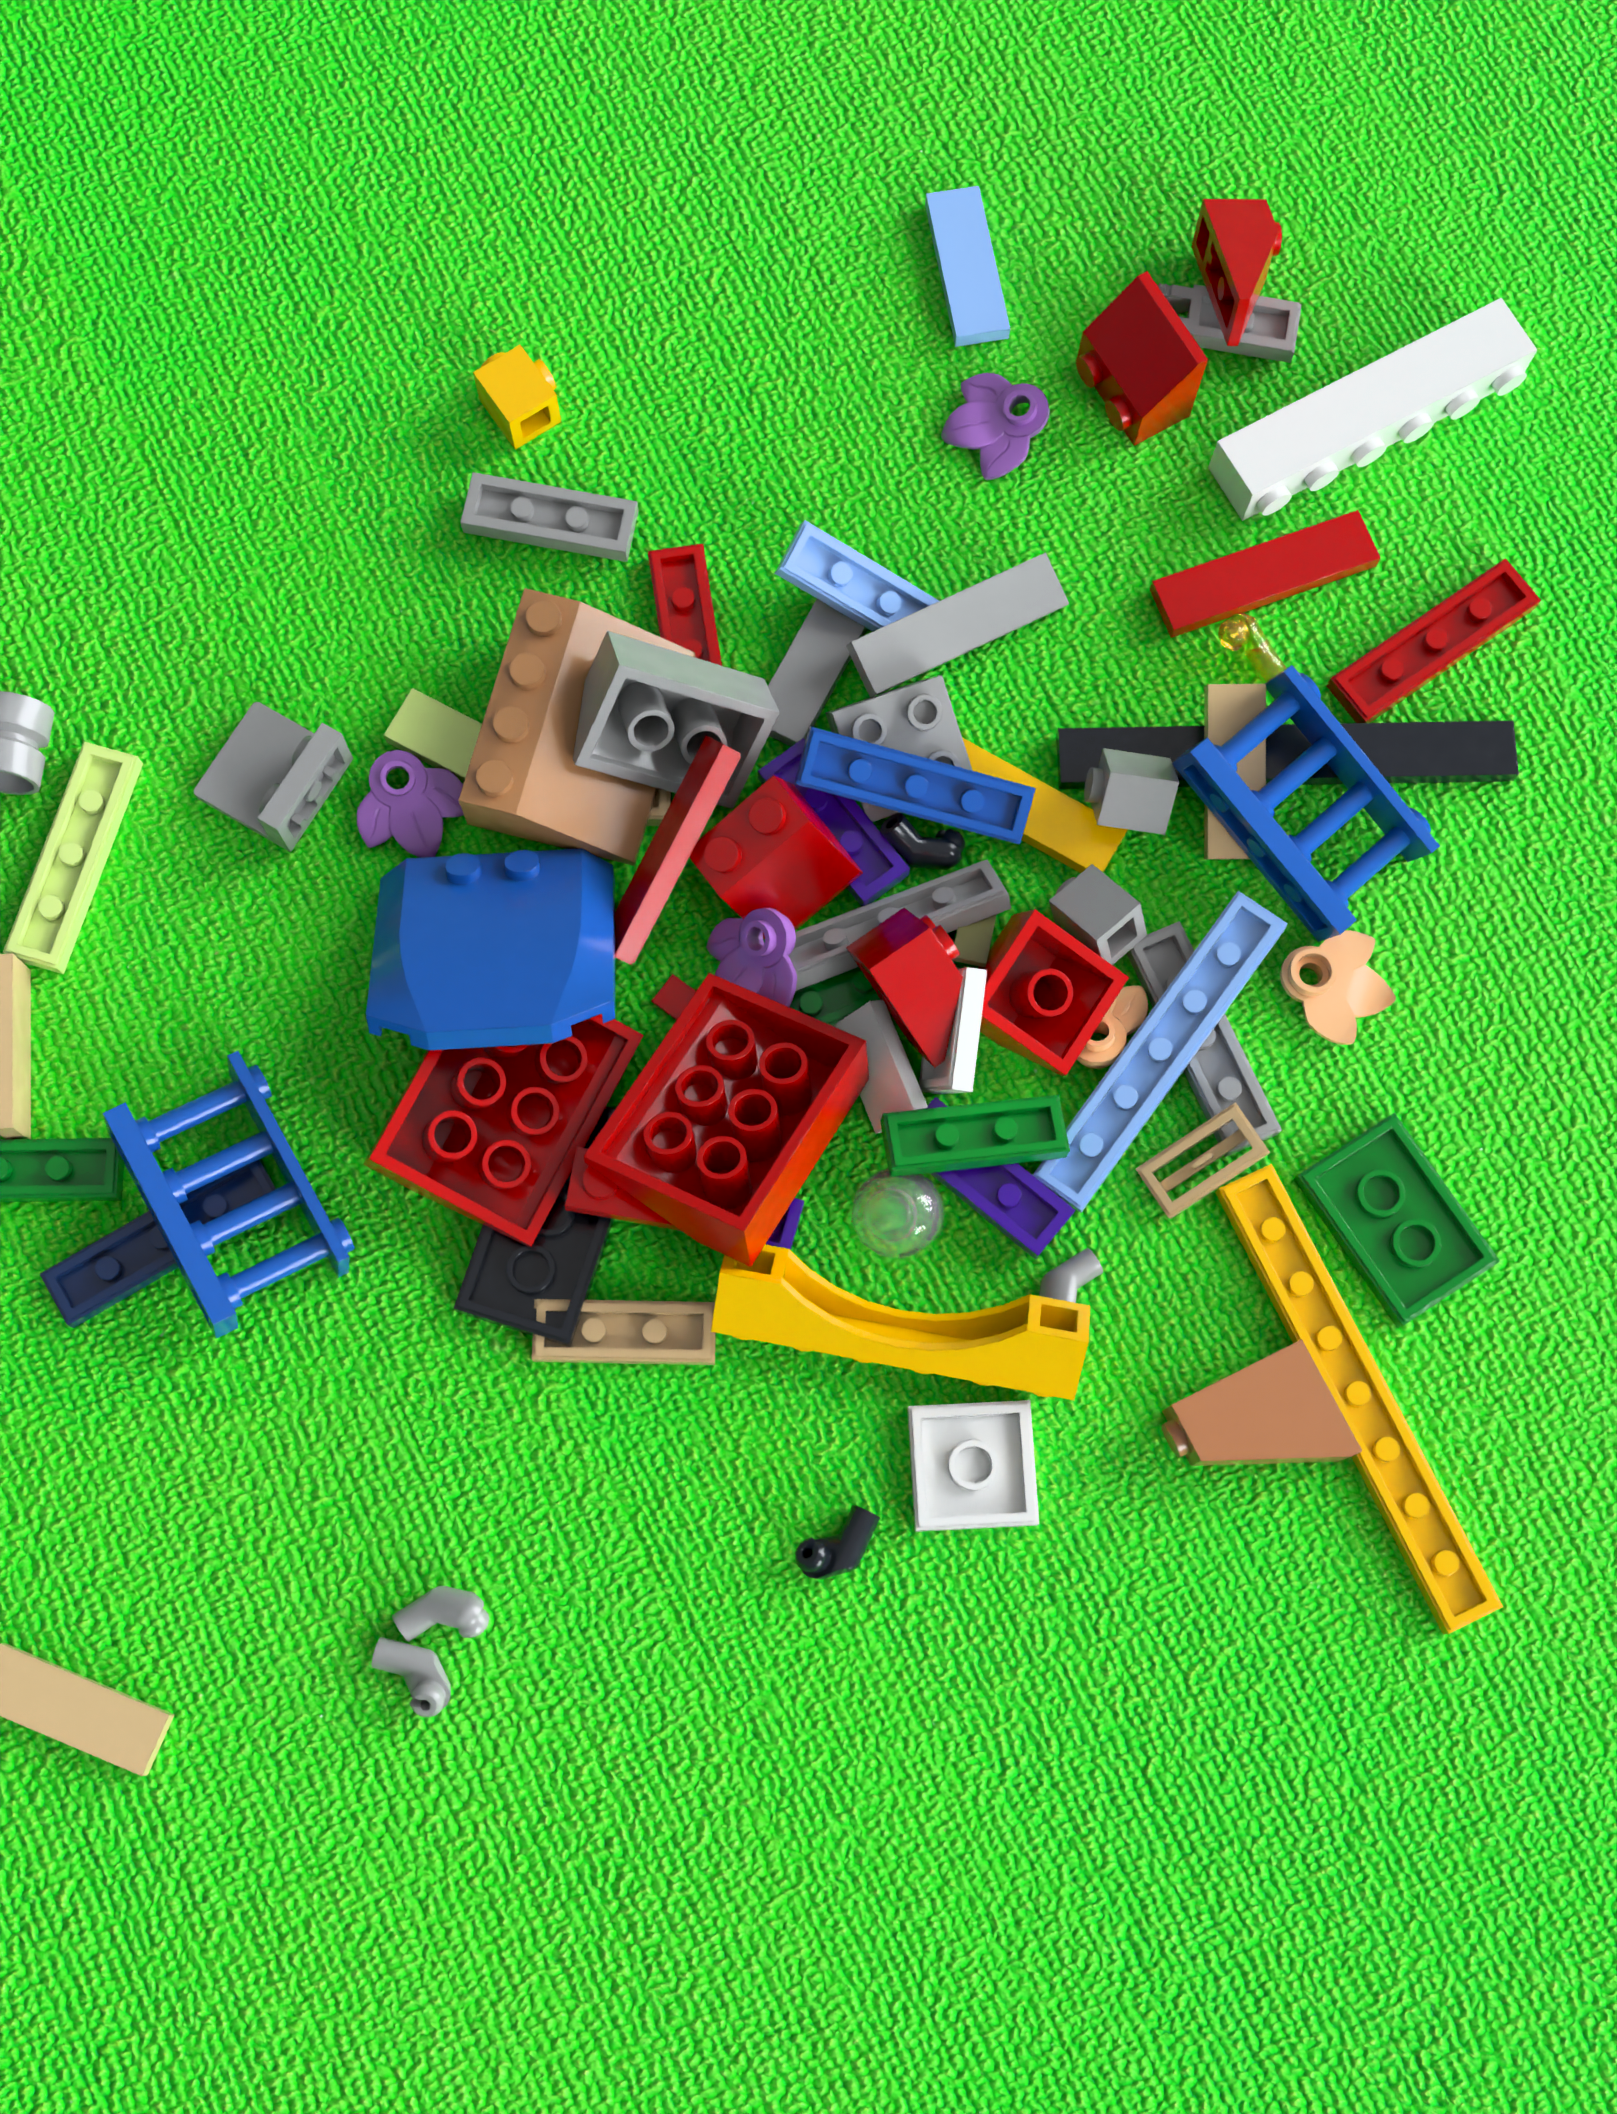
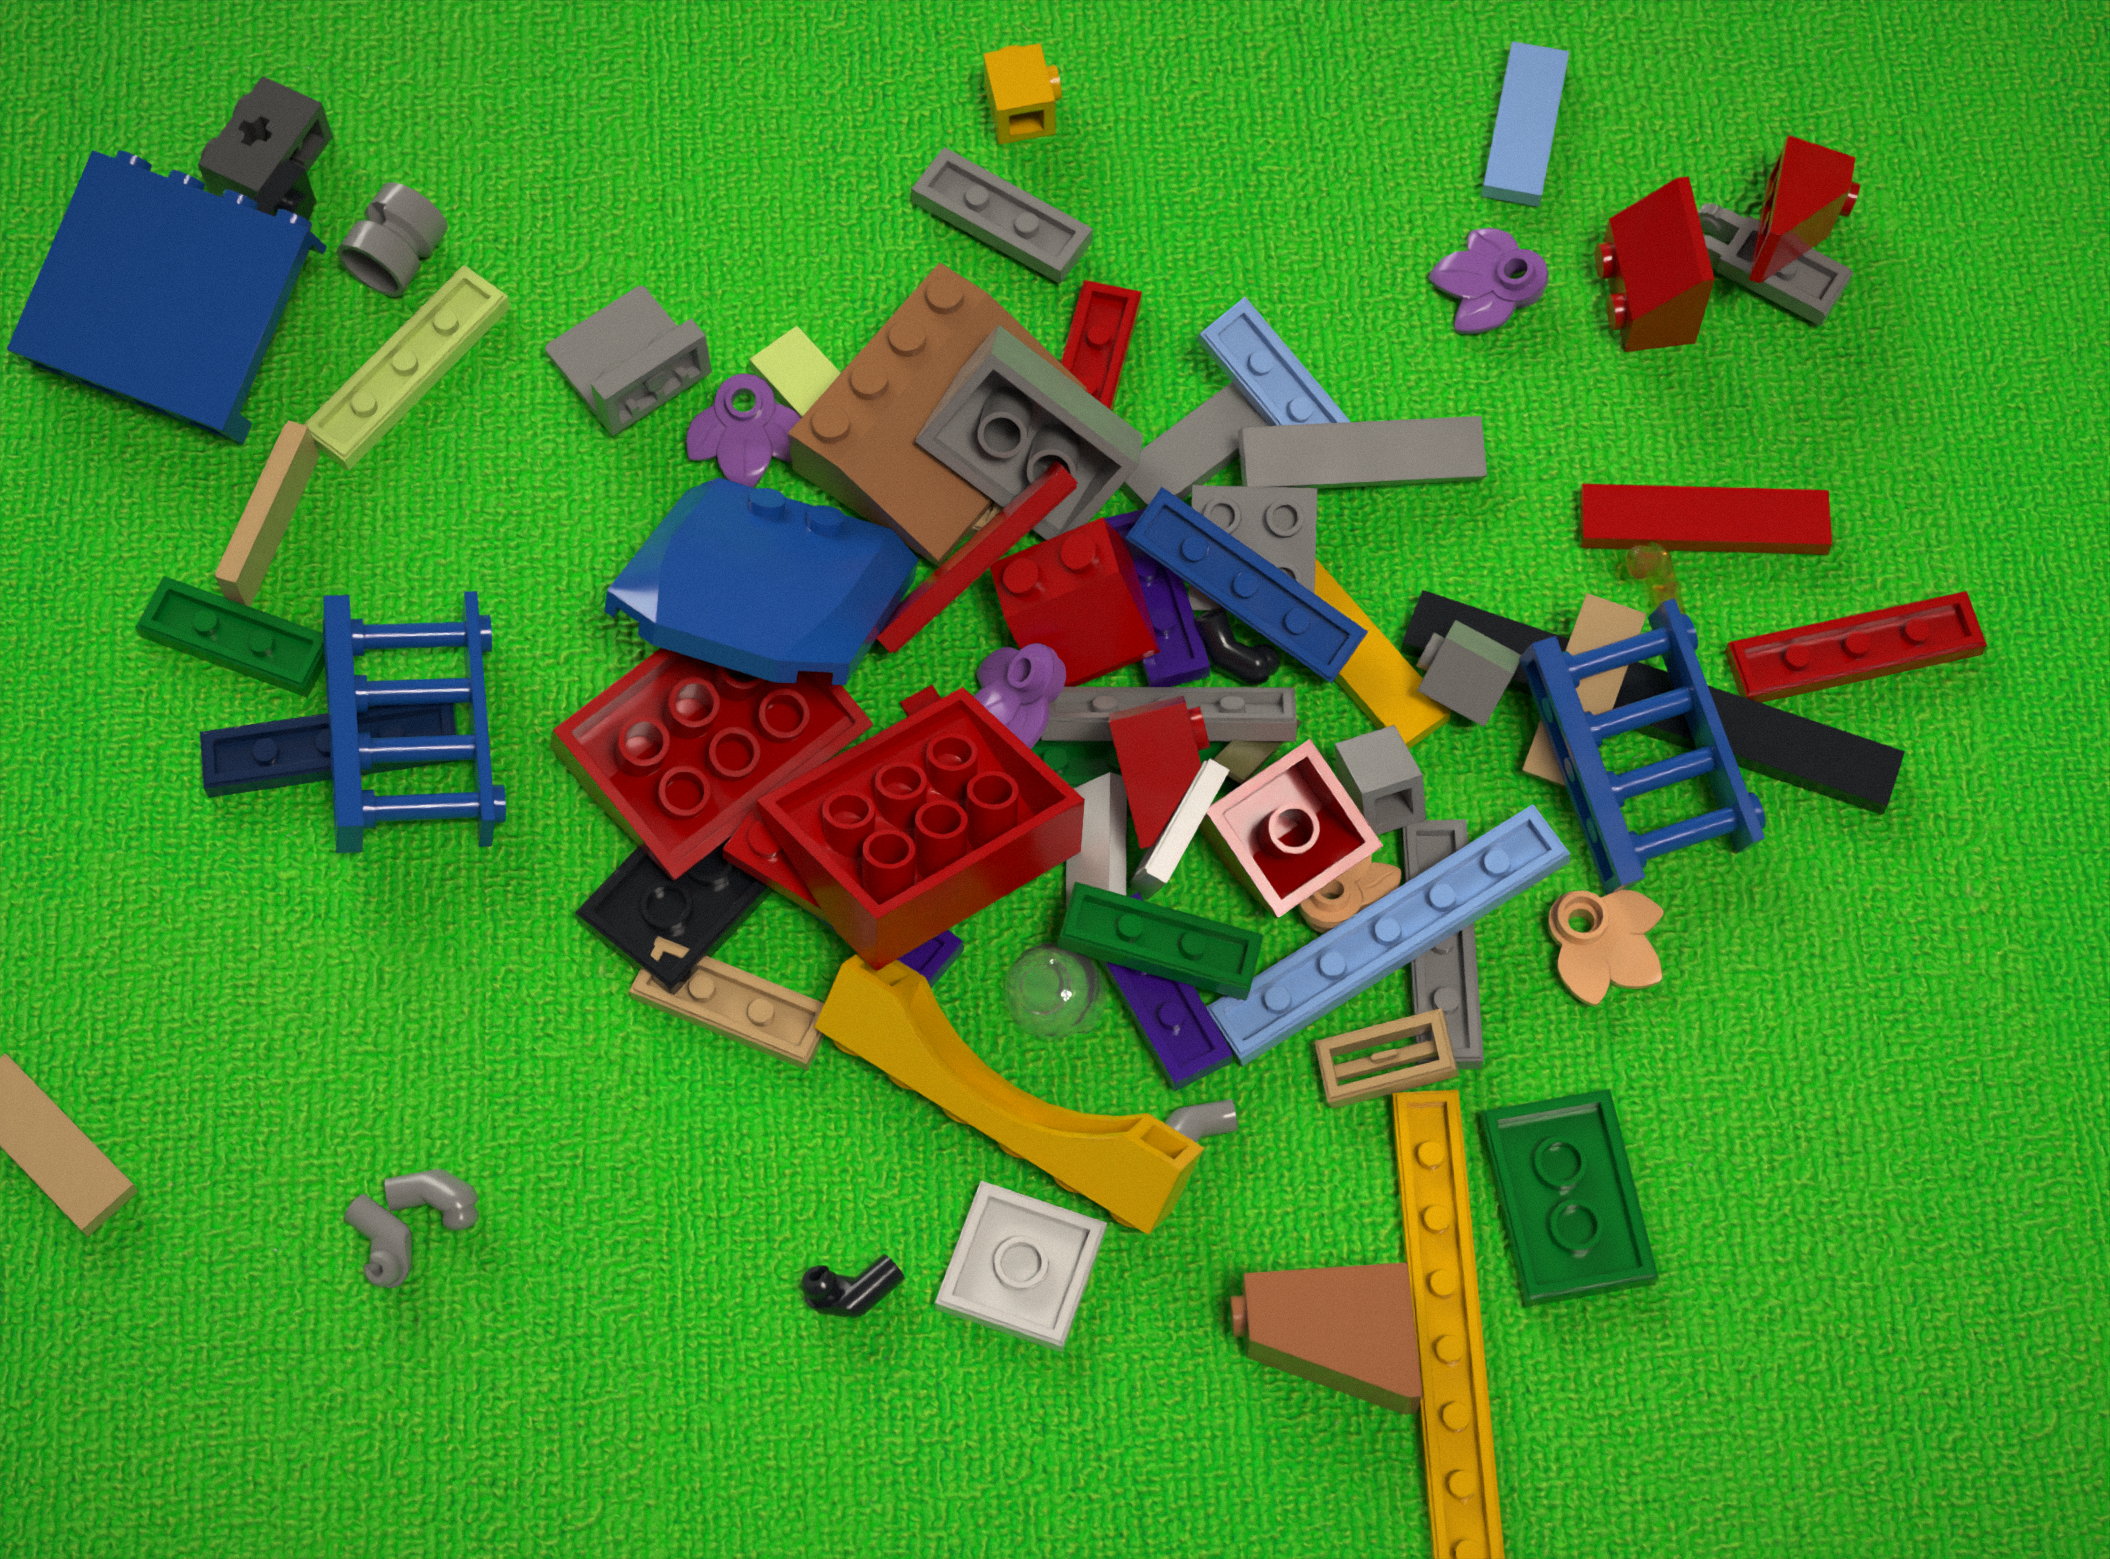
camera: 25 degrees right, 10 degrees down
(1372, 410) = (1885, 398): white brick -> none

